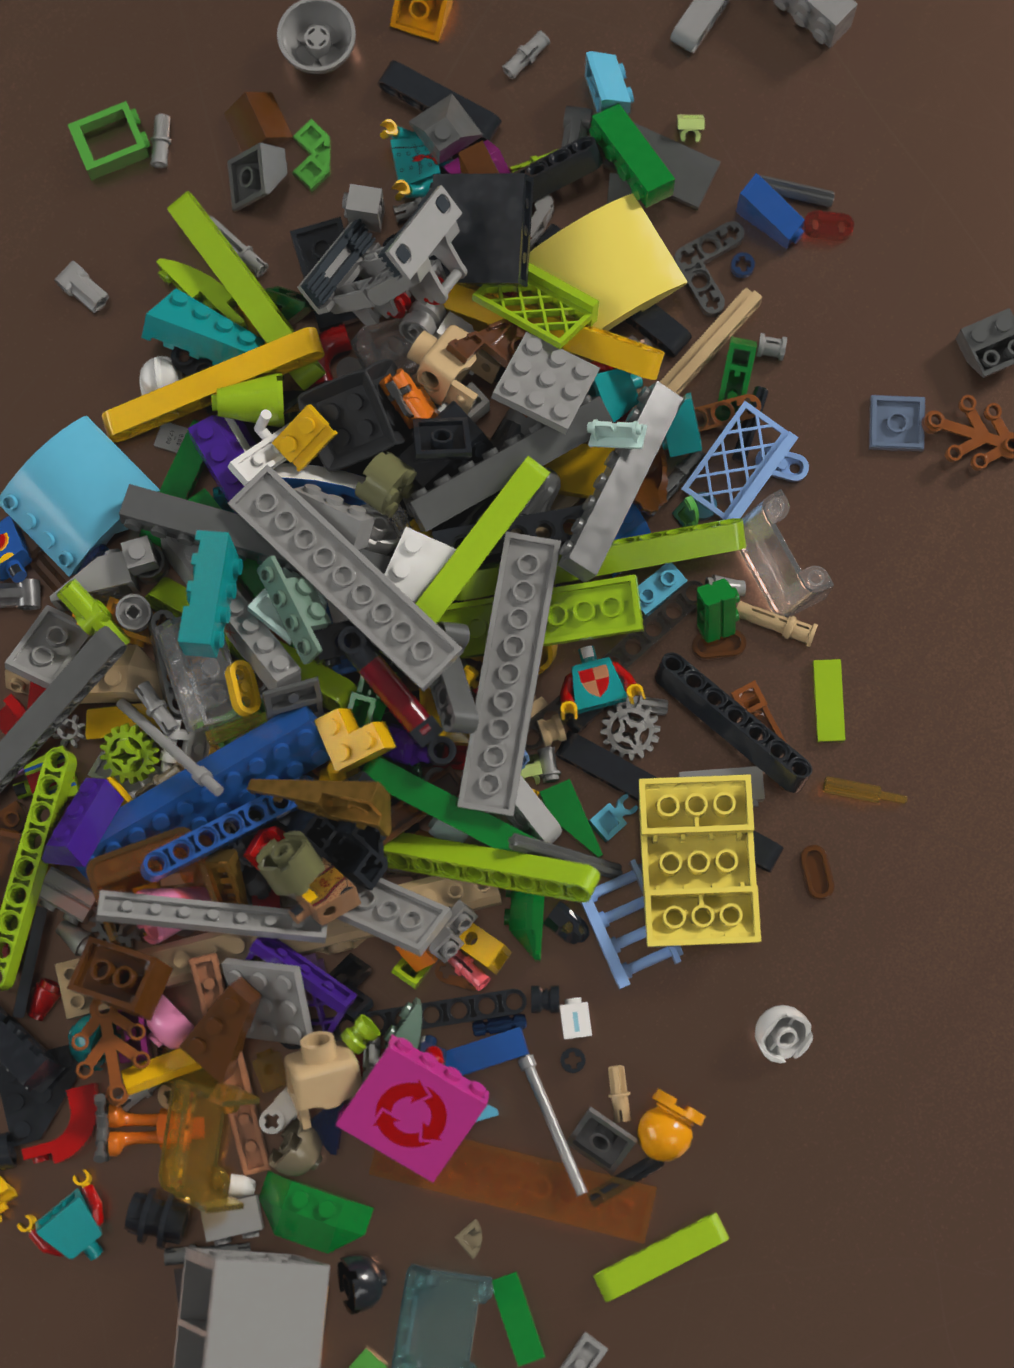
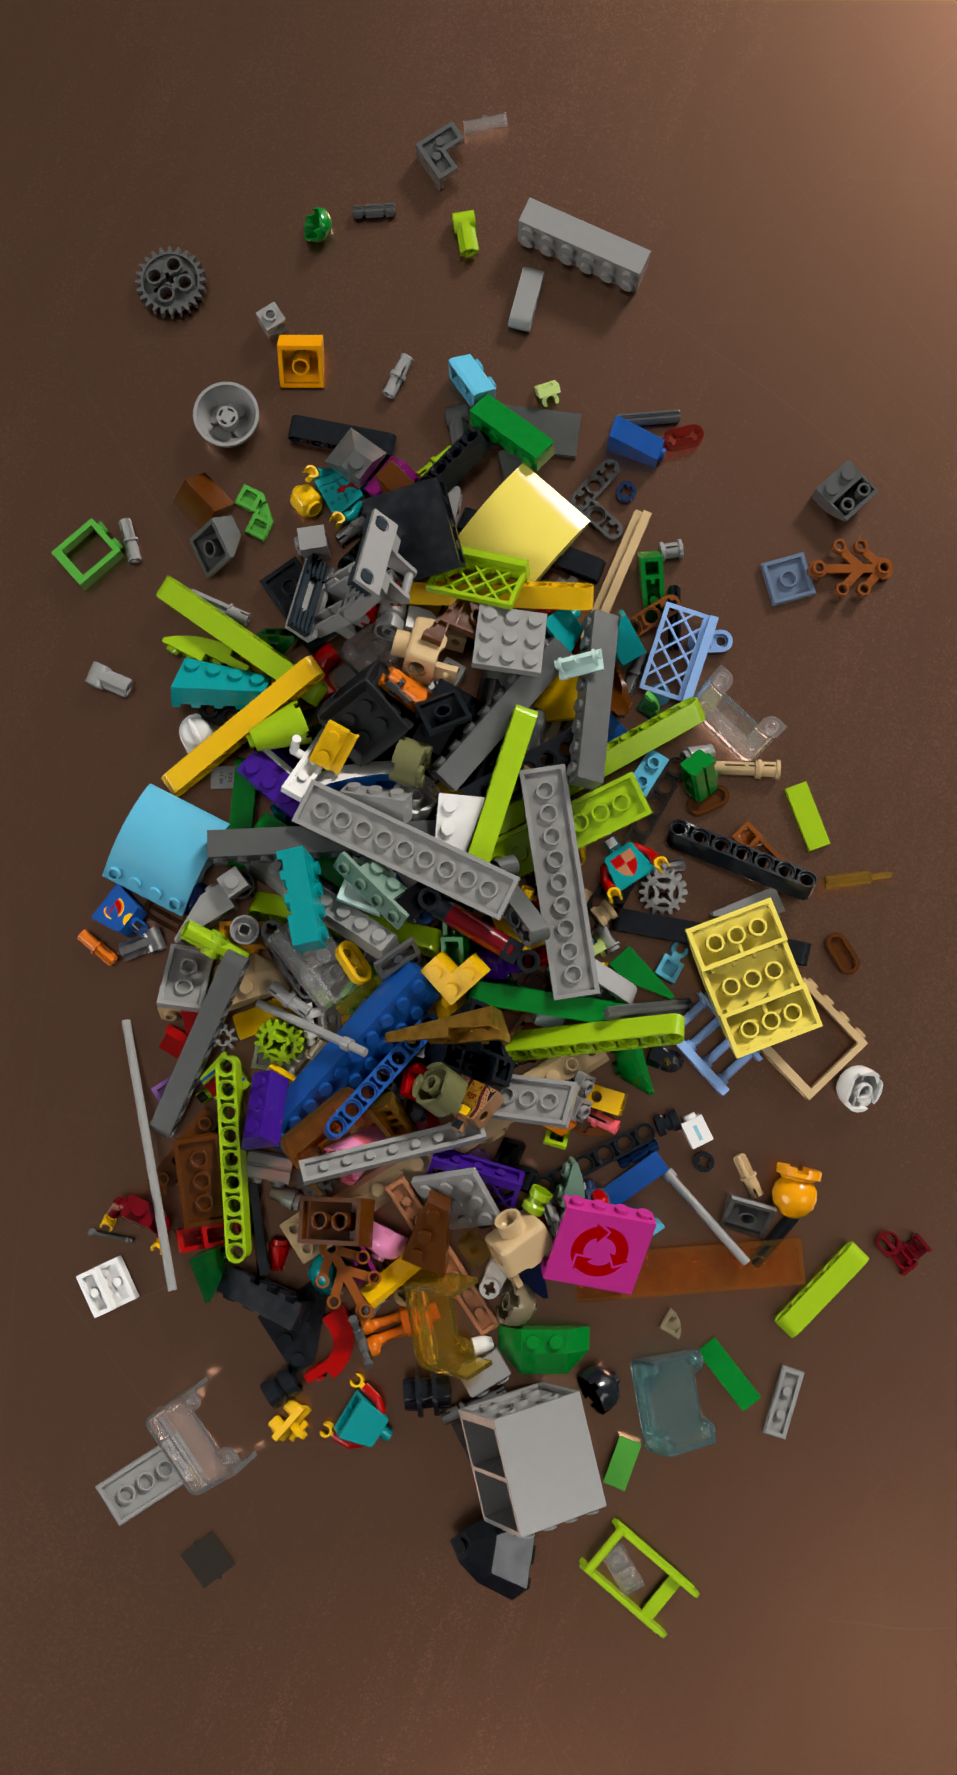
camera: 20 degrees left, 5 degrees up
(374, 159) = (306, 500): none -> yellow head
(773, 1251) = (904, 1255): none -> dark red piece
(790, 949) = (842, 1020): none -> tan window

